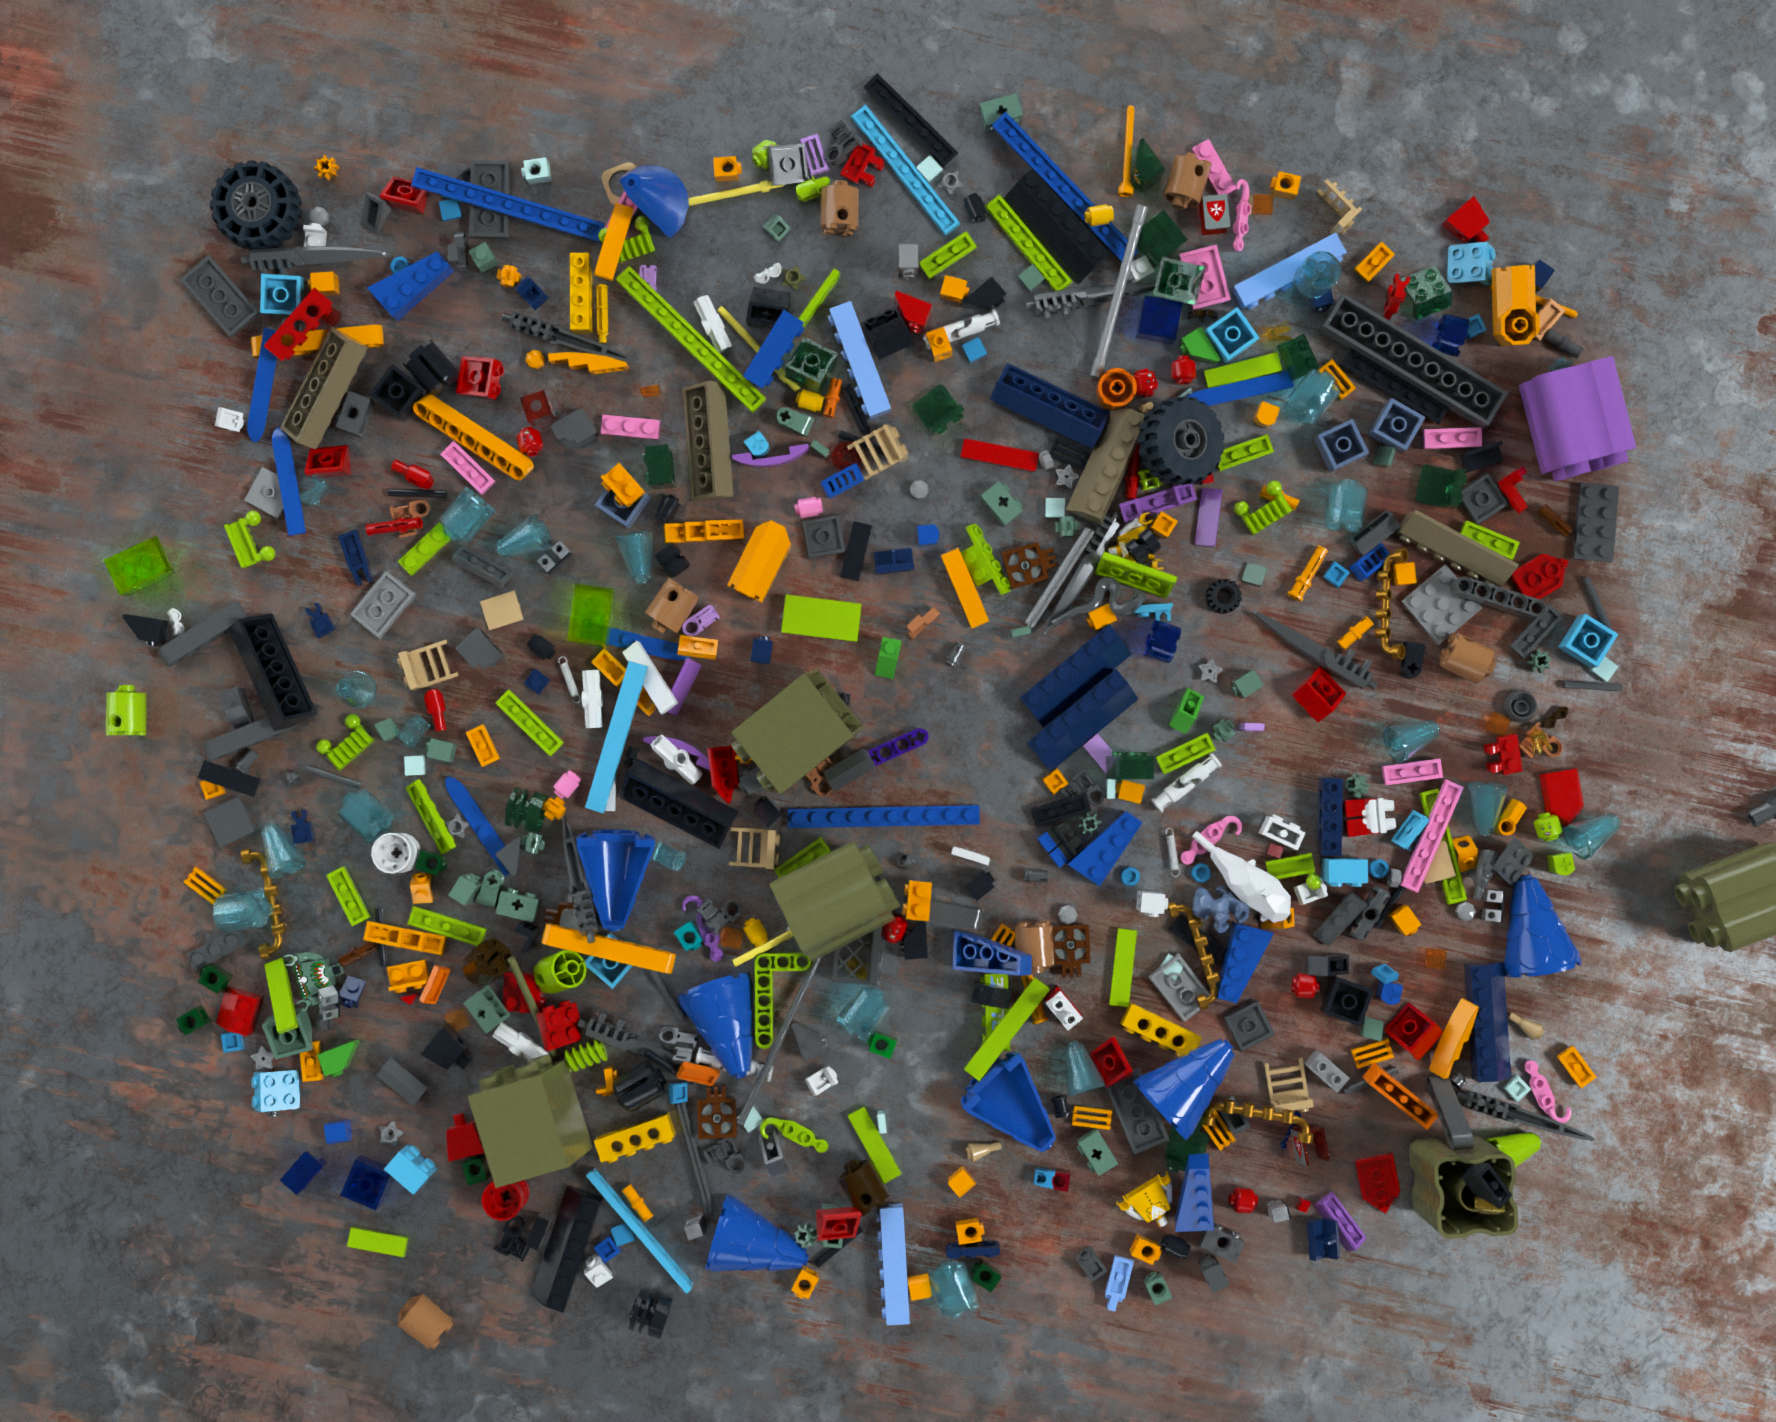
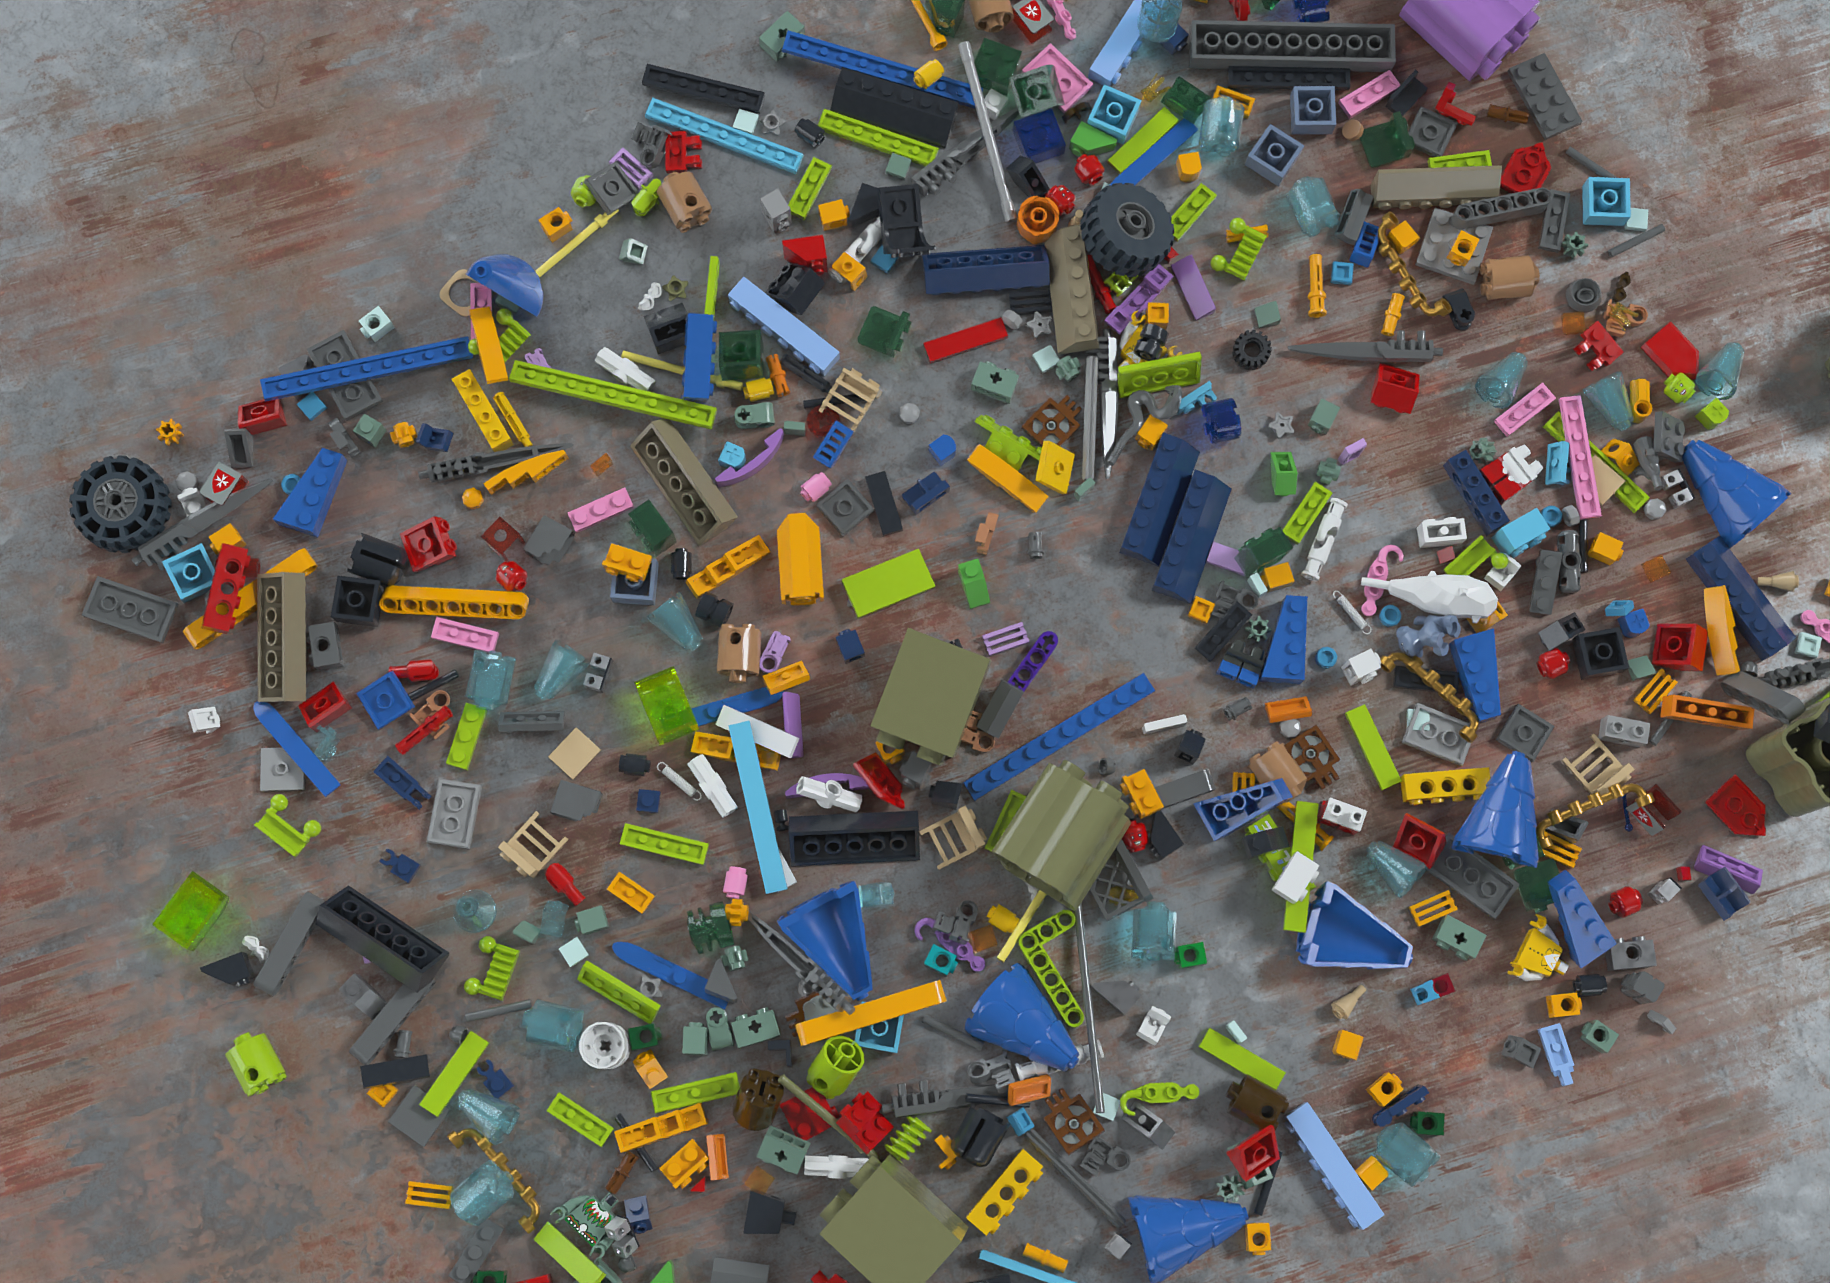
camera: 35 degrees left, 10 degrees down
(262, 389) = (220, 673): blue piece -> none
(272, 806) = (454, 1074): none -> lime tile
(344, 235) = (222, 483): none -> piece
(378, 484) = (385, 700): none -> blue tile
(903, 718) = (1025, 640): none -> lavender tile
(995, 1037) = (1295, 878): none -> white brick
(1004, 329) = (902, 221): none -> black bracket
(1007, 601) = (1055, 467): none -> yellow plate
(1061, 1106) = (1397, 913): black bush -> none
(1074, 900) = (1288, 709): none -> orange tile
(1129, 349) = (1028, 177): none -> black slope
(1213, 1305) = (1662, 1020): none -> light grey tile
(1384, 456) = (1319, 144): sand green slope -> none
(1419, 461) = (1352, 130): none -> medium nougat tile
(1450, 607) = (1467, 242): none -> light orange brick

